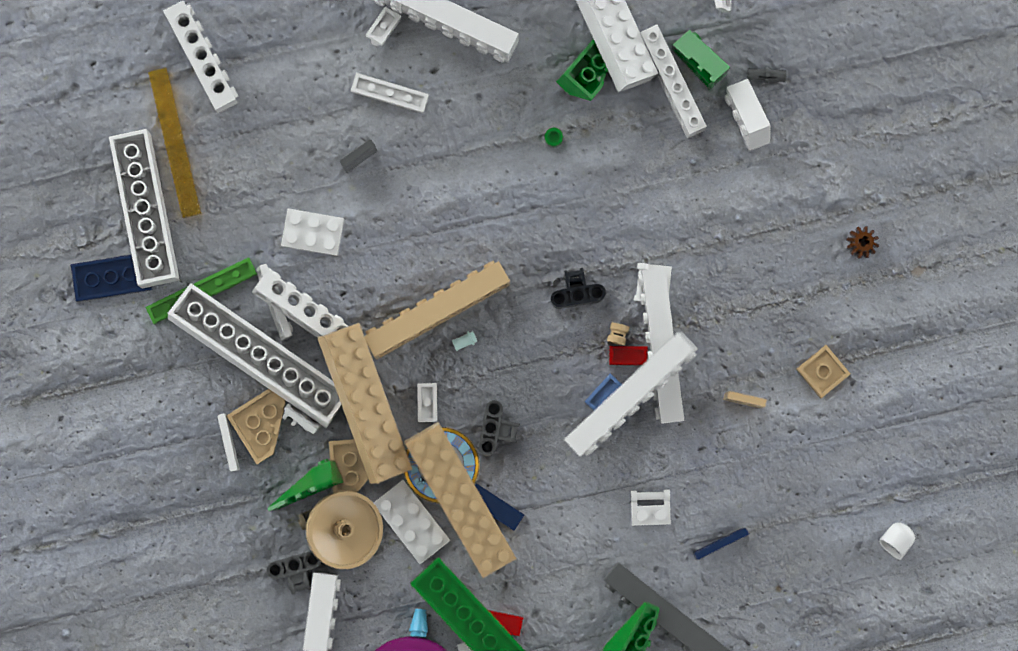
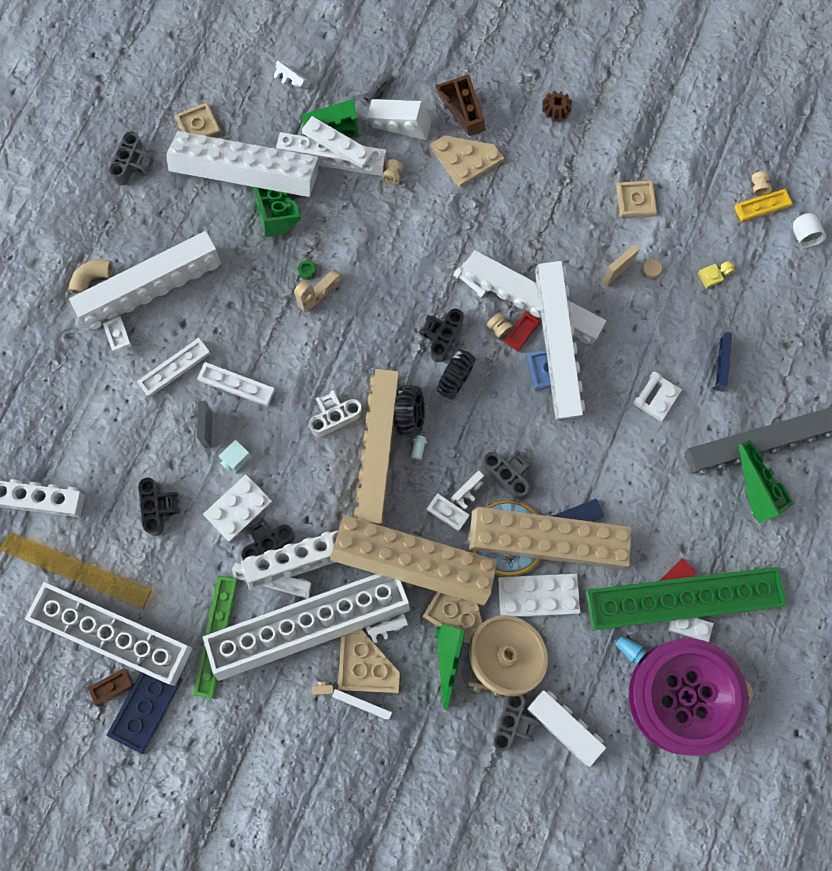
camera: 55 degrees left, 10 degrees down
(107, 240) = (110, 687): none -> reddish brown plate
(219, 403) = (322, 688): none -> tan plate
(273, 172) = (165, 505): none -> black piece
(304, 268) = (262, 533): none -> black piece
(350, 198) = (234, 456): none -> light aqua brick
(412, 154) = (236, 384): none -> white plate
(446, 246) = (331, 406): none -> white piece
(466, 407) = (475, 483): none -> white plate
(487, 312) = (409, 410): none -> black gear
(524, 157) = (309, 296): none -> tan beam
(546, 328) = (456, 374): none -> black gear
(680, 81) = (337, 142): none -> white plate
(693, 145) = (392, 171): none -> tan wheel
(755, 197) = (465, 158): none -> tan plate
(765, 427) = (652, 268): none -> tan tile
(797, 483) = (712, 275): none -> light yellow plate
(804, 158) = (462, 102): none -> reddish brown wedge
(898, 485) = (763, 205): none -> yellow tile
(916, 471) = (761, 182): none -> tan wheel

